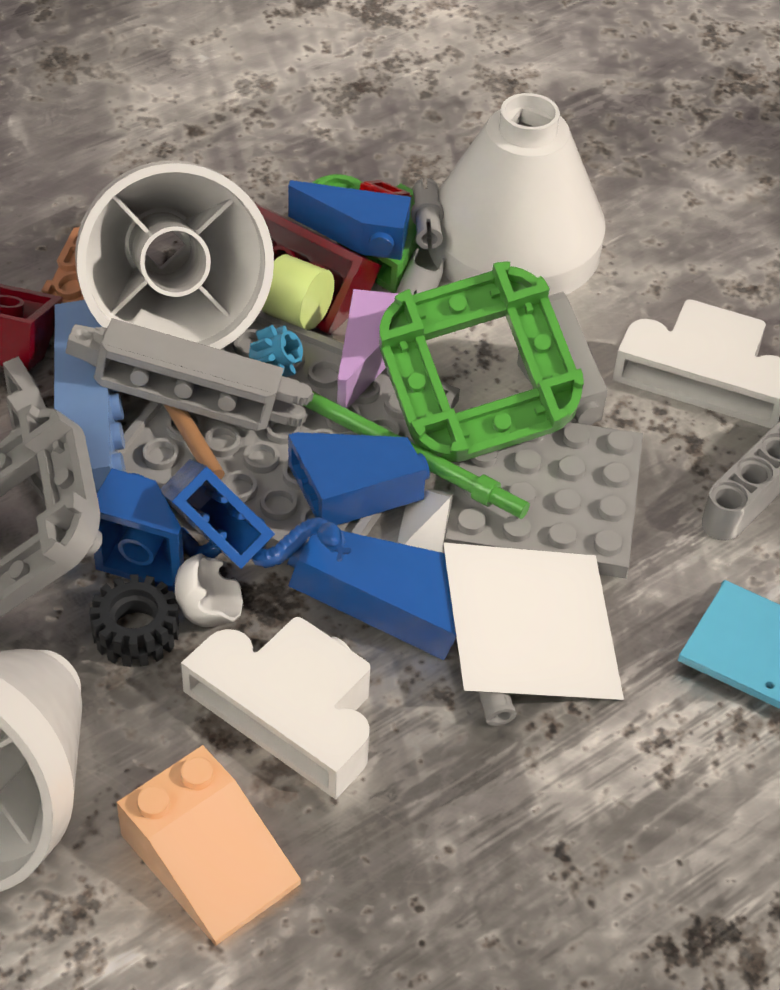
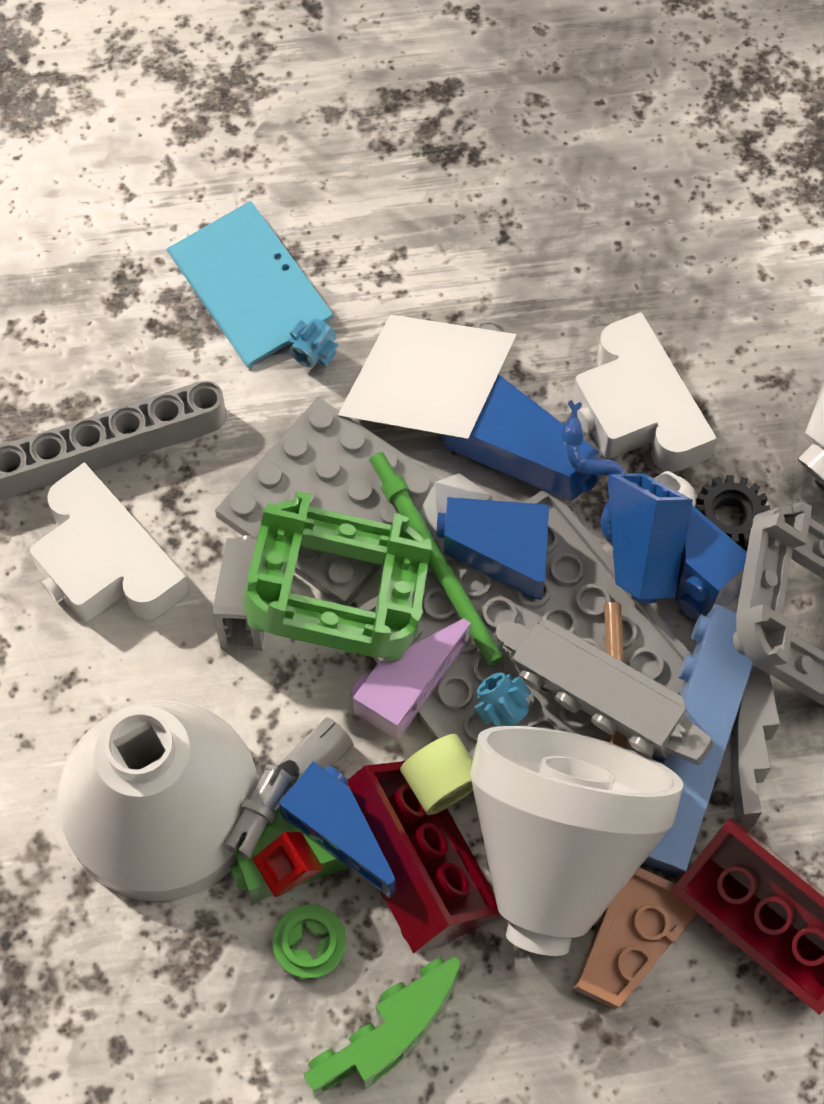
camera: 150 degrees left, 15 degrees up
(206, 844) = (748, 327): light nougat slope -> none
(252, 148) = (405, 1020): none -> bright green slope
(673, 606) = (313, 343): none -> dark azure gear

